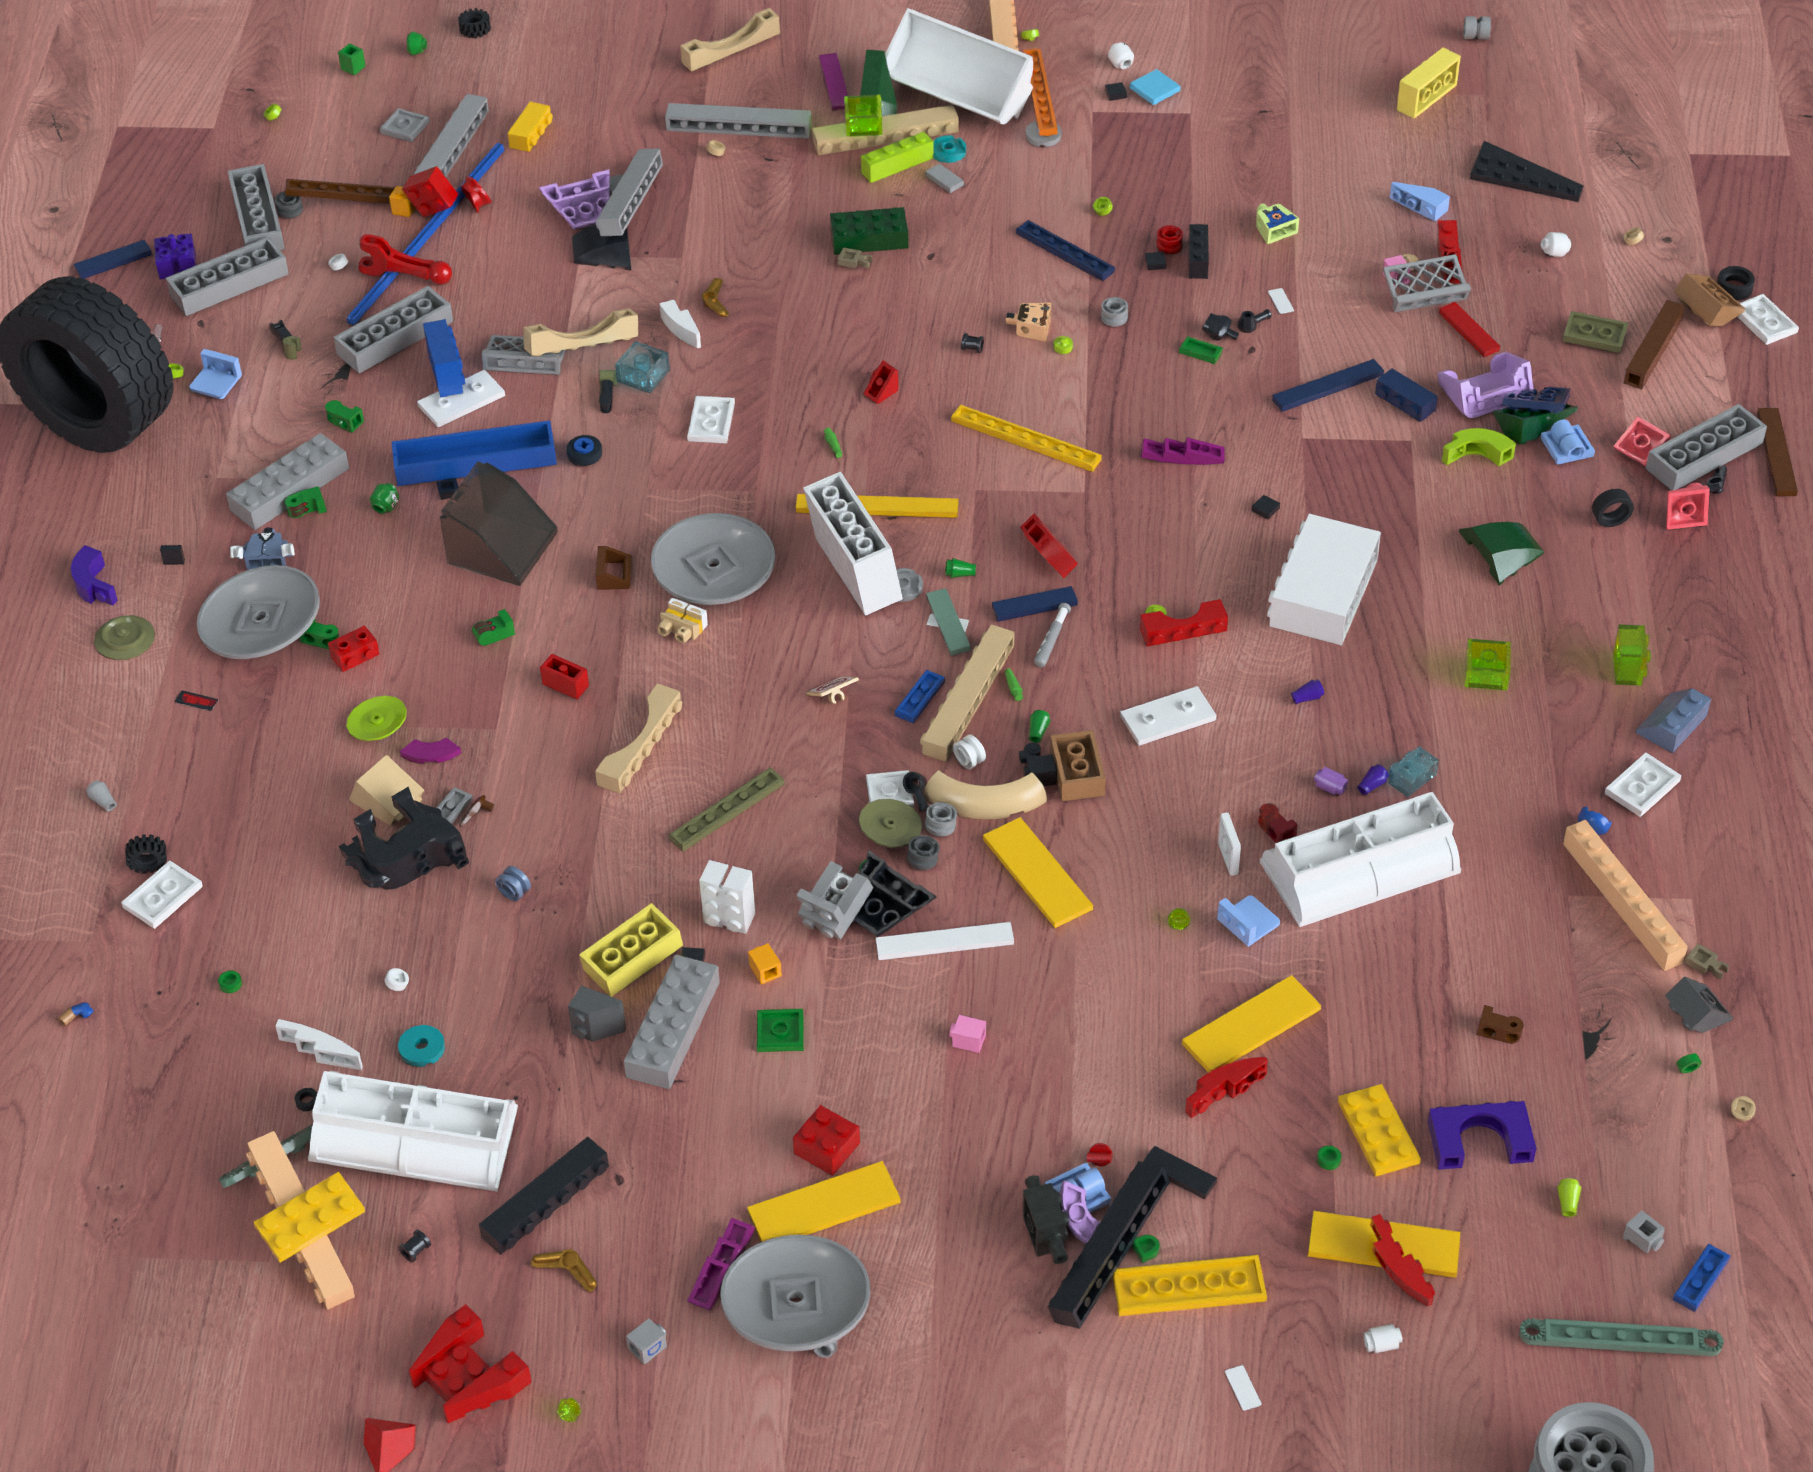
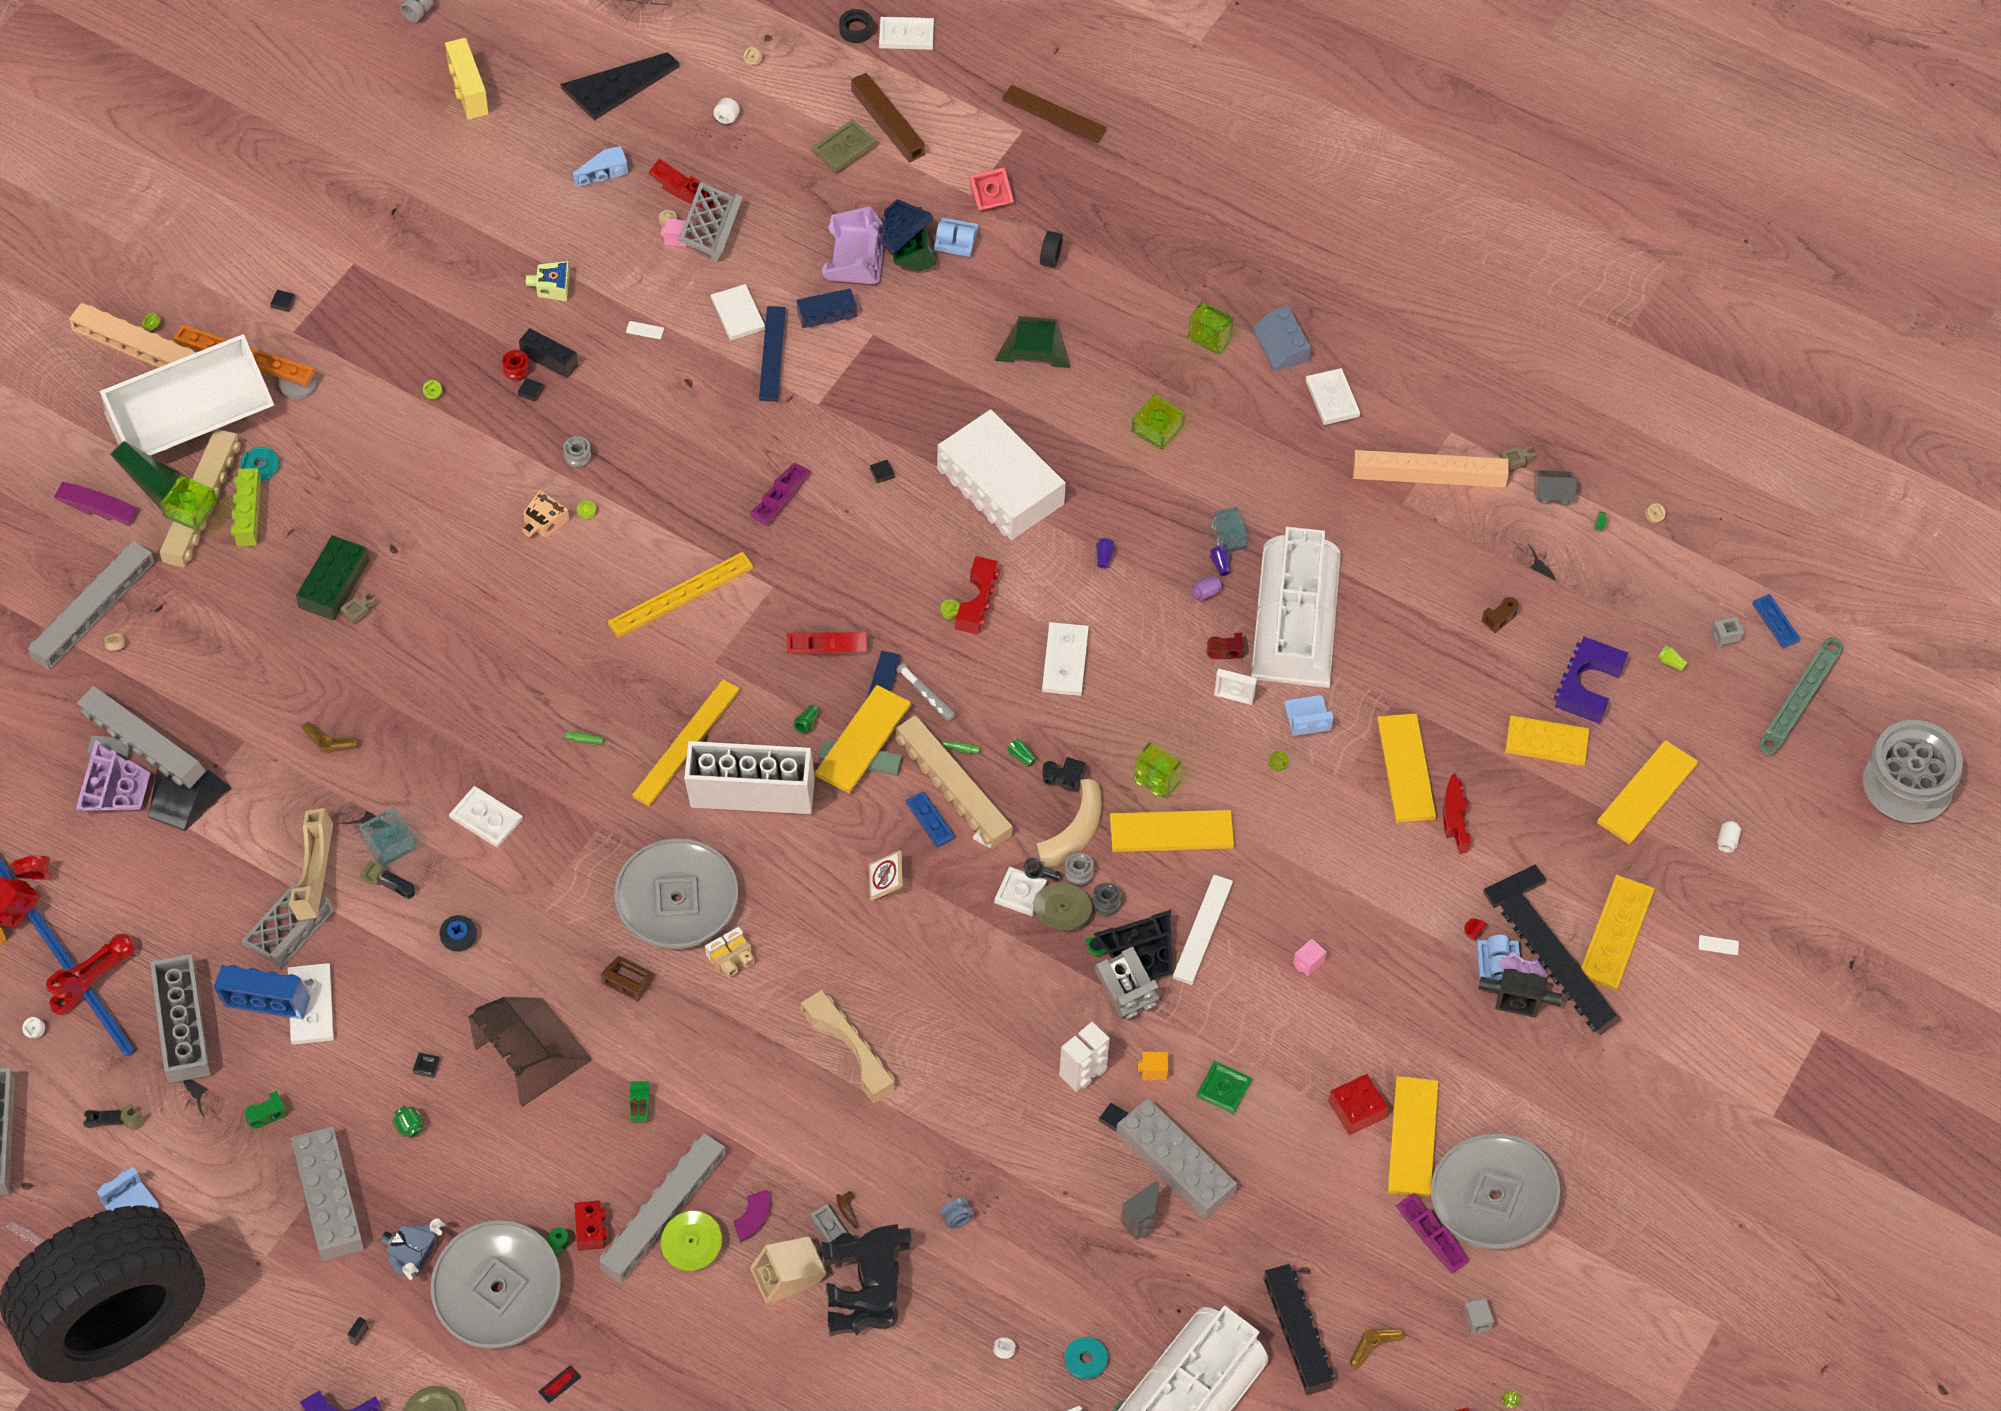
camera: 65 degrees left, 10 degrees up
(305, 502) = (364, 1189): green leg -> none
(409, 687) = (661, 1208): none -> light grey brick
(457, 453) = (404, 1022): blue piece -> none
(564, 676) = (742, 1070): red brick -> none
(631, 950) = (1085, 1155): light yellow brick -> none
(680, 323) = (345, 781): white slope -> none
(726, 809) = (965, 1018): olive tile -> none
(882, 383) = (537, 665): red slope -> none
(944, 178) = (299, 486): light grey tile -> none
(965, 610) = (862, 739): none -> yellow tile
(969, 752) = (1022, 813): white wheel -> none
(972, 342) = (538, 573): black bush -> none
(1065, 250) = (465, 446): dark blue tile -> none
(1078, 765) = (1087, 743): medium nougat brick -> none
(1086, 825) = (1157, 770): none -> clear neon green brick
(1121, 55) = (241, 271): white head -> none
(1146, 1247) = (1570, 941): green tile -> none
(1155, 87) = (303, 269): medium azure tile -> none
(1200, 350) = (665, 417): green tile -> none
(1218, 326) = (650, 390): black piece -> none
(1248, 322) = (657, 367): black bar -> none
(1329, 1157) = (1554, 784): green tile -> none
(1351, 345) = (737, 312): none -> white tile
(1402, 1270) = (1681, 792): red slope -> none
(1469, 329) = (777, 224): red tile -> none
(1480, 442) = (916, 288): lime arch -> none
(1596, 820) = (1348, 448): blue hair -> none
(1687, 506) = (1083, 201): coral slope -> none
(1706, 447) = (1027, 154): light grey brick -> none
(1708, 299) = (865, 54): medium nougat slope -> none
(1717, 481) = (1064, 171): black piece -> none

